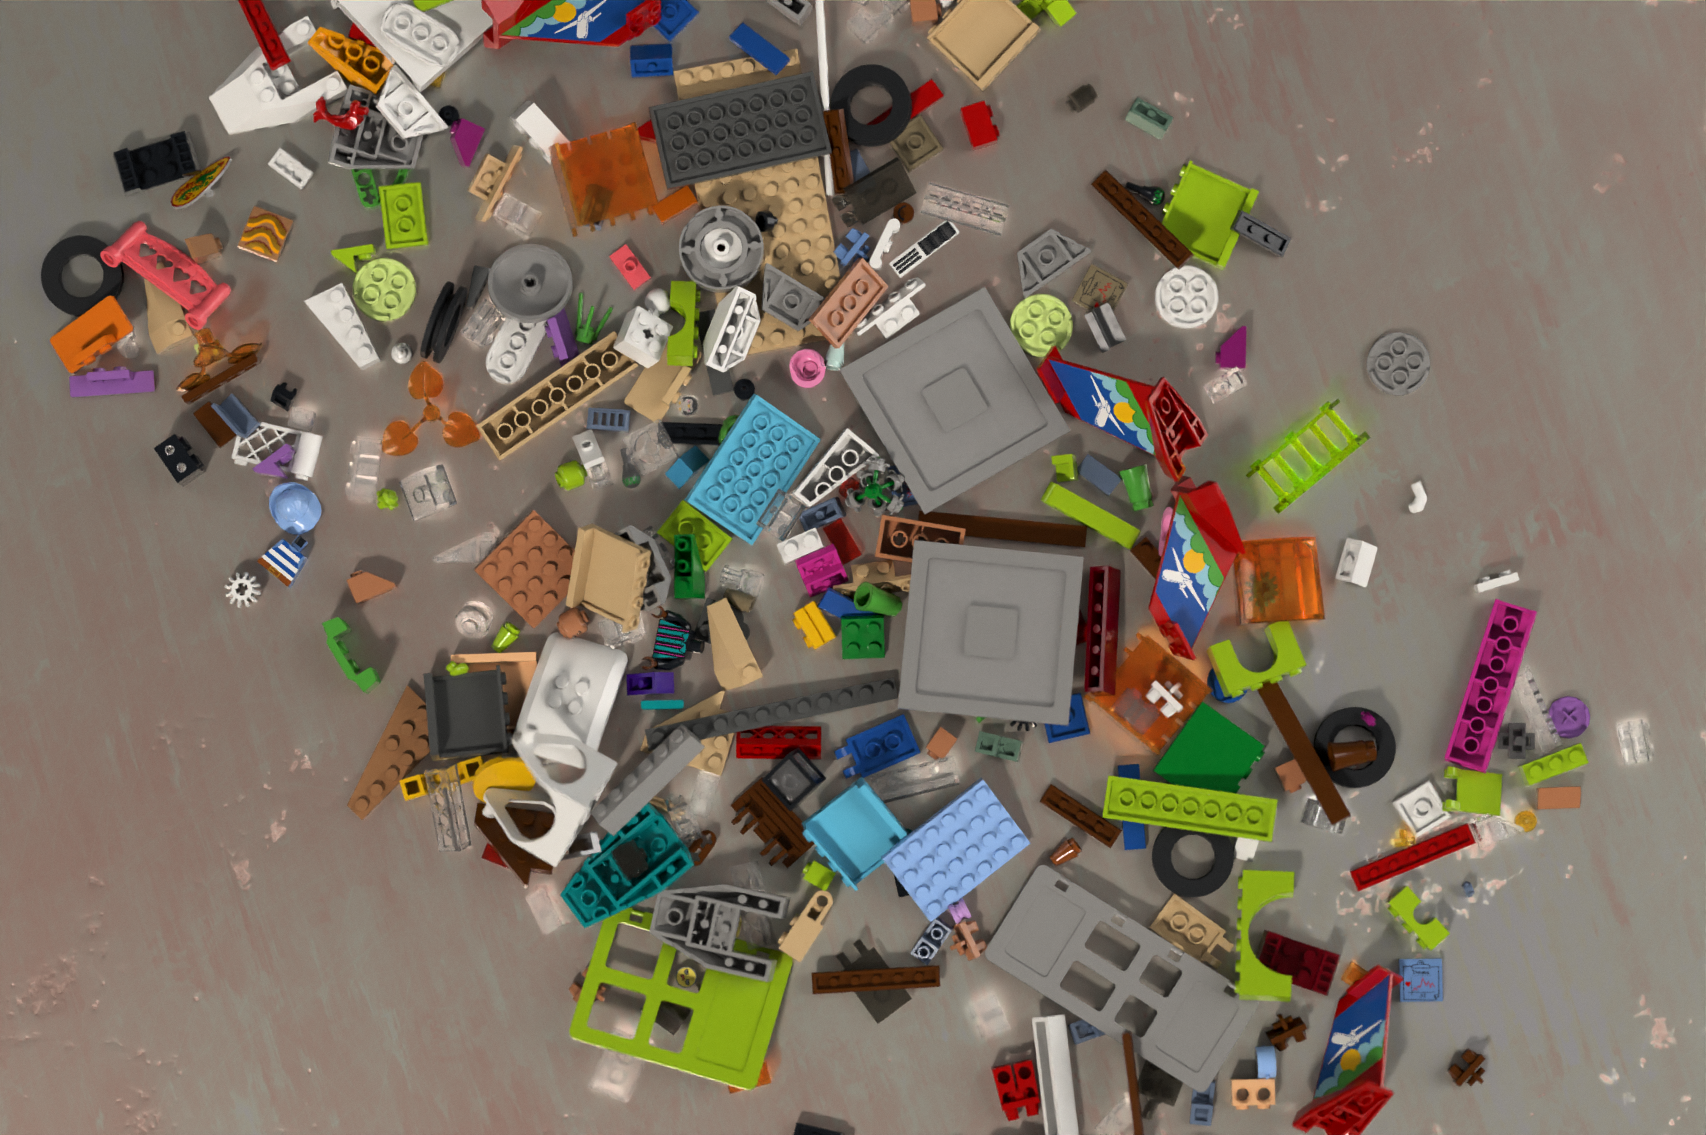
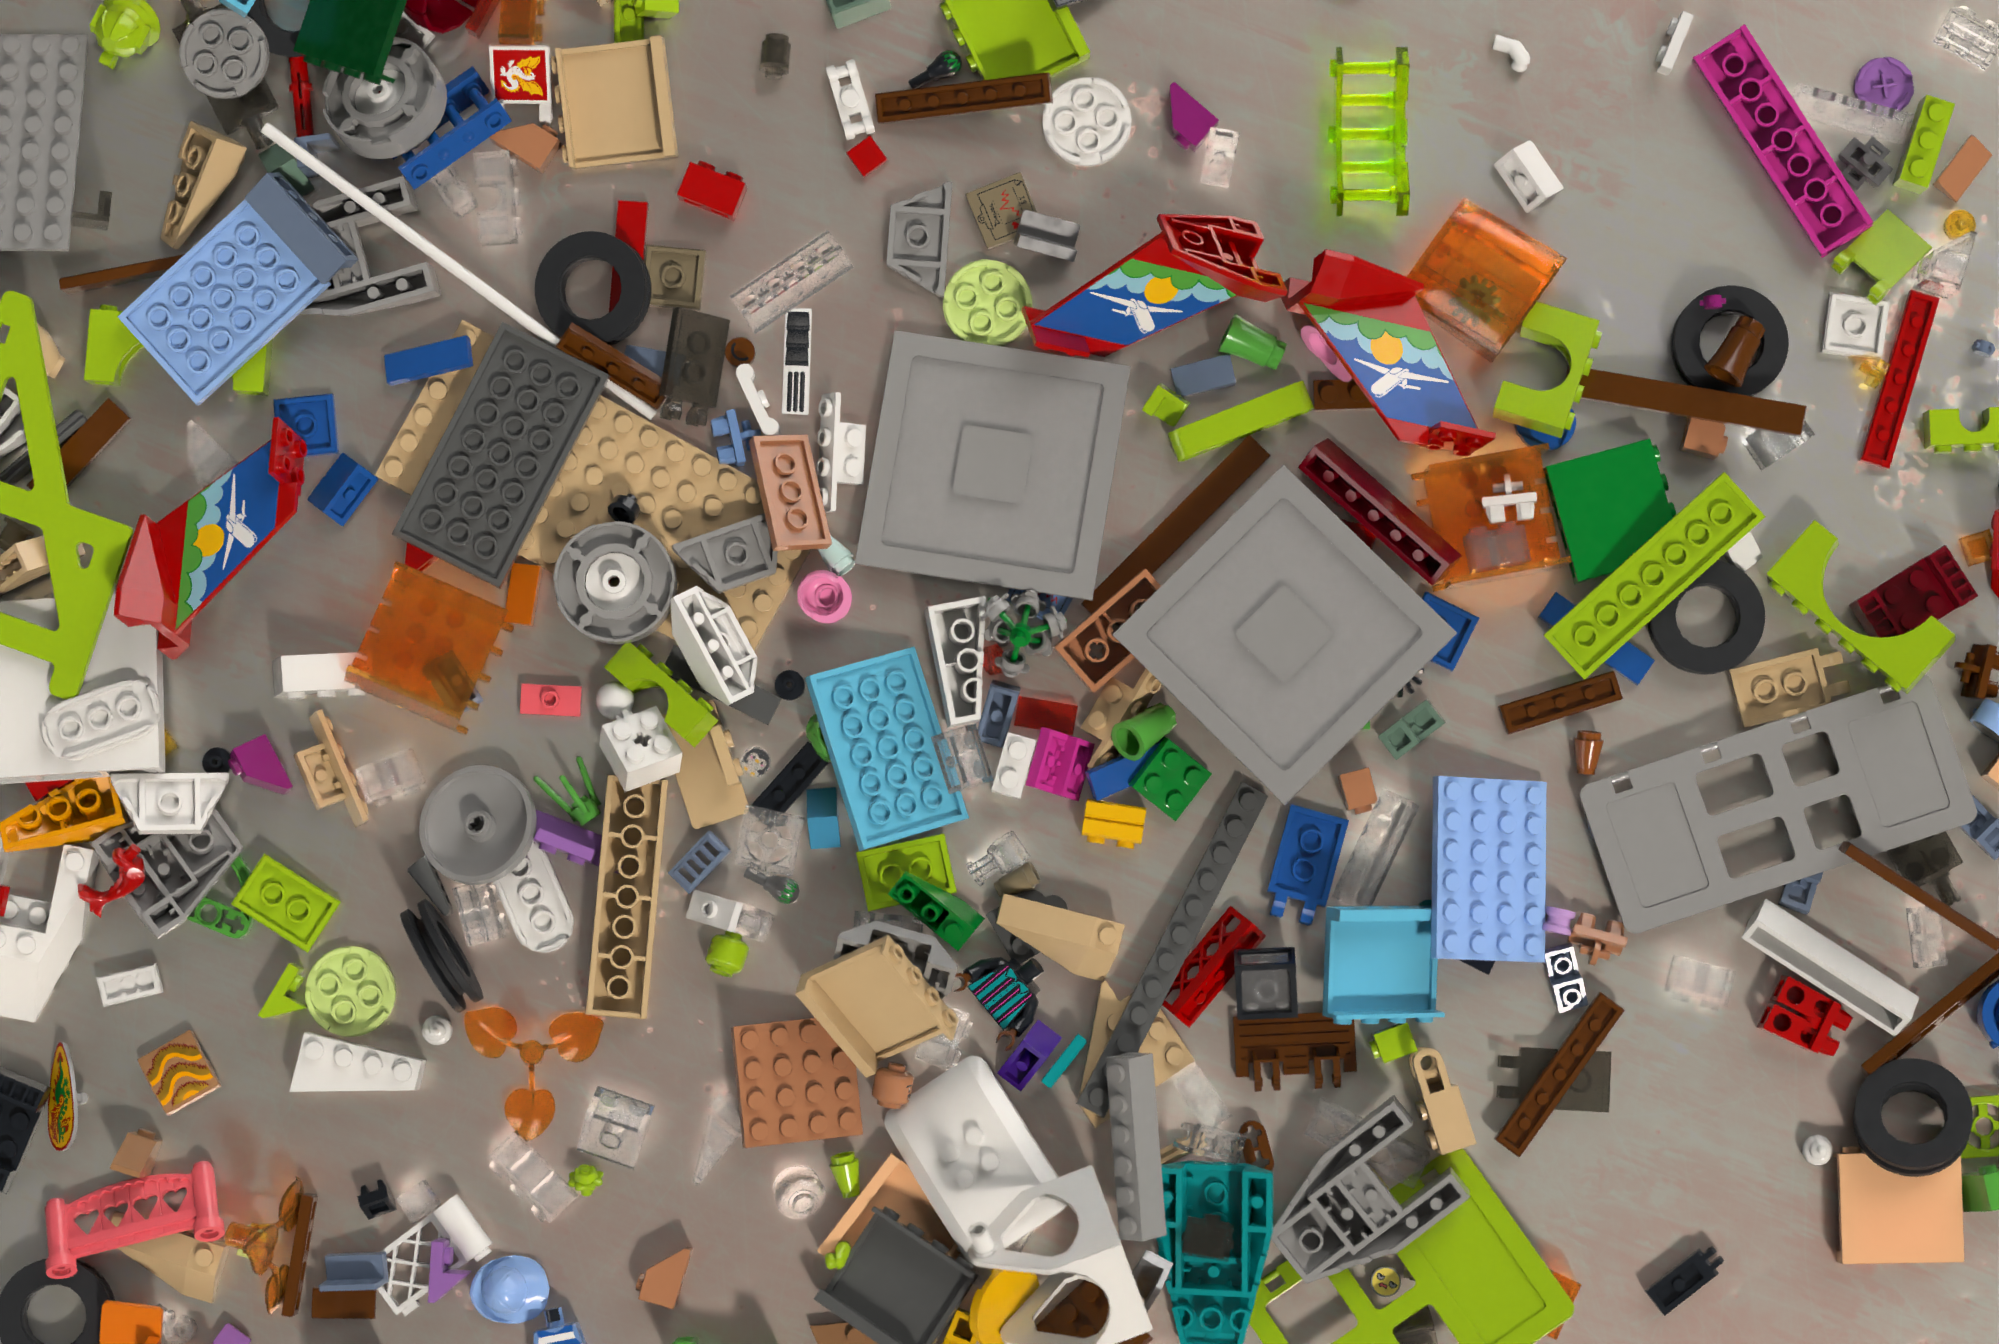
camera: 45 degrees left, 0 degrees up
(1067, 193) = (867, 156): none -> red tile
(1091, 159) = (850, 99): none -> white plate

